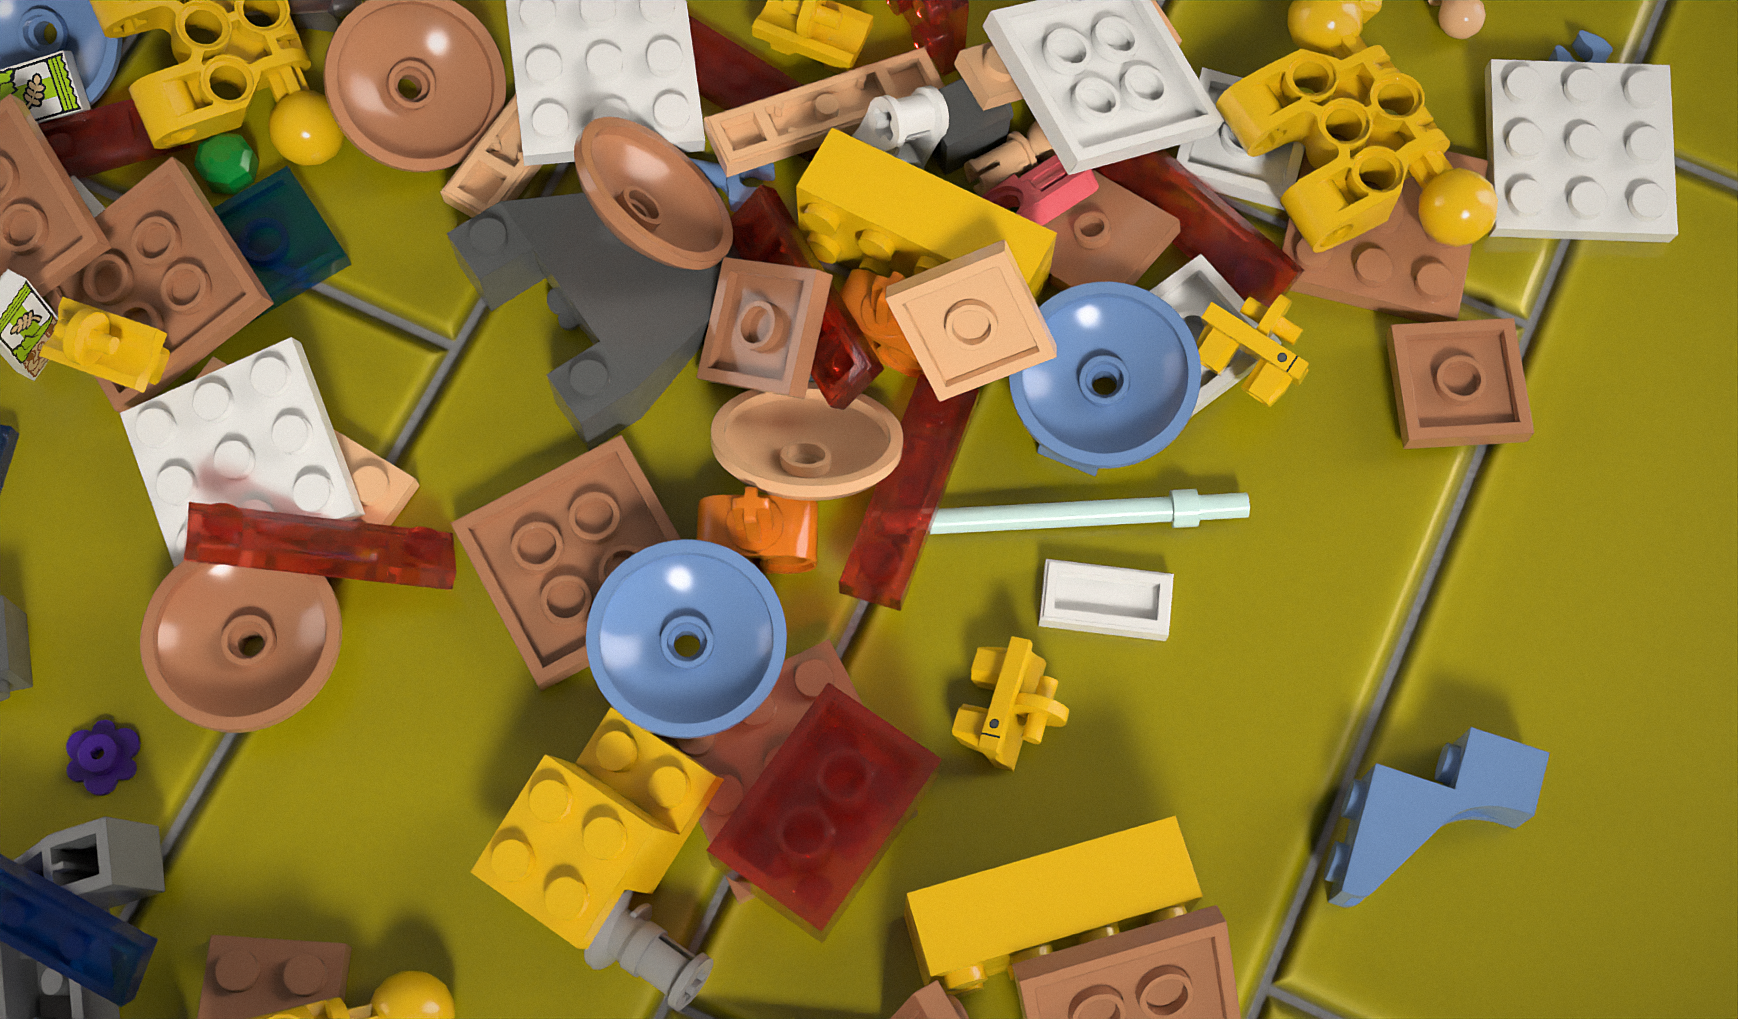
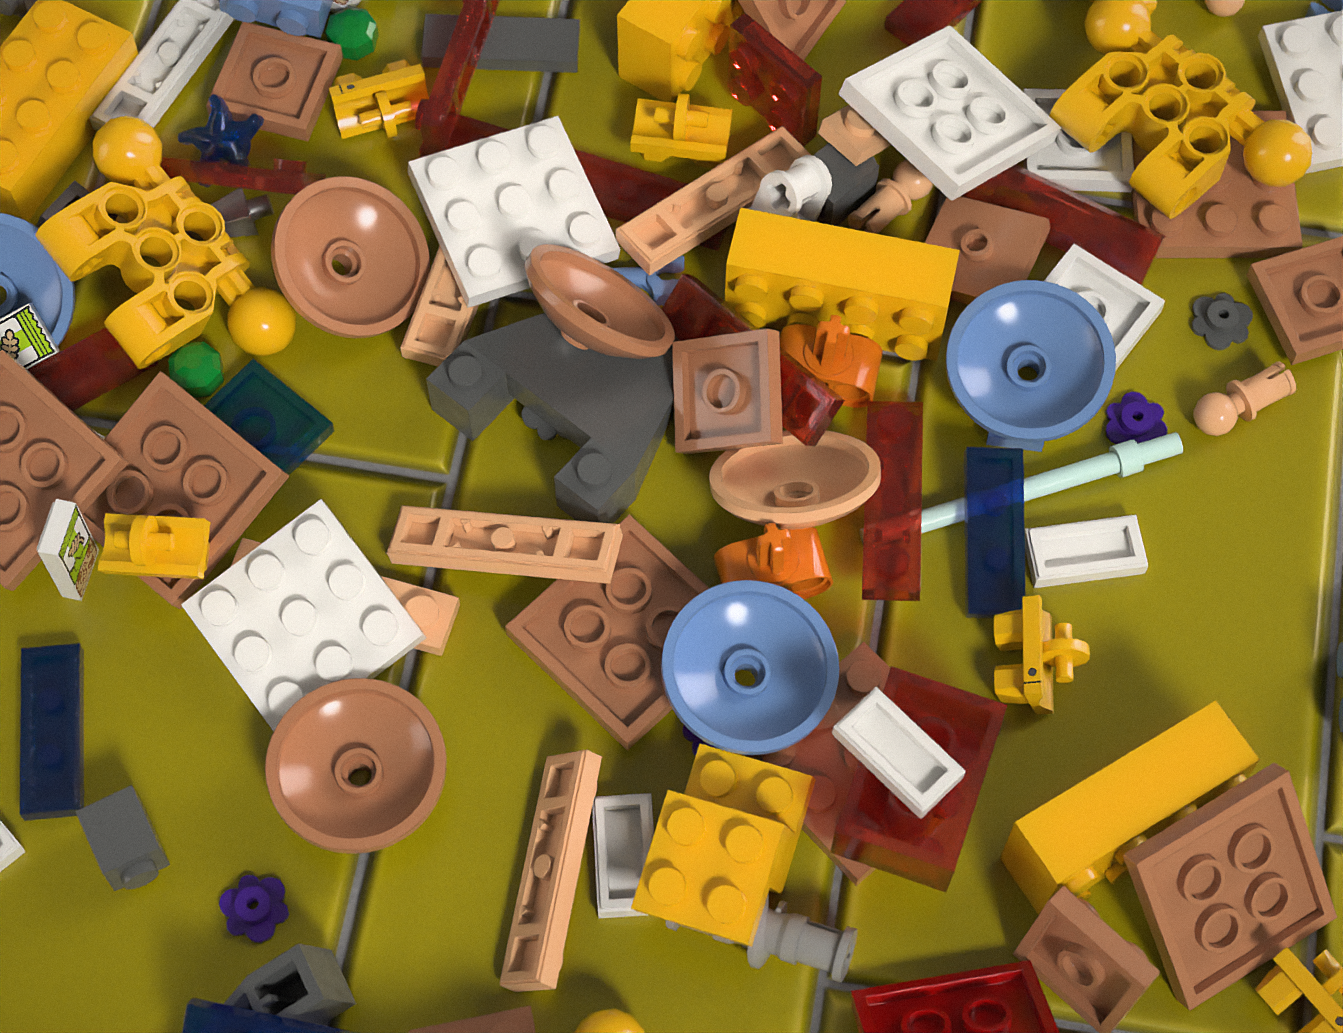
camera: 15 degrees left, 5 degrees down
(319, 546) = (402, 671): clear red plate -> none
(413, 803) = (550, 872): none -> light nougat plate
(479, 434) = (505, 544): none -> light nougat plate
(497, 782) = (621, 847): none -> white tile
(801, 782) = (898, 752): none -> white tile
(971, 321) = (911, 340): light nougat plate -> none
(1009, 552) = (994, 531): none -> clear blue tile
(1043, 191) = (928, 218): coral piece -> none
(1214, 451) = (1123, 426): none -> dark purple plant
(1276, 364) = (1170, 316): yellow hips -> none
(1302, 482) = (1218, 412): none -> light nougat pin
(1335, 391) = (1219, 331): none -> dark grey plant

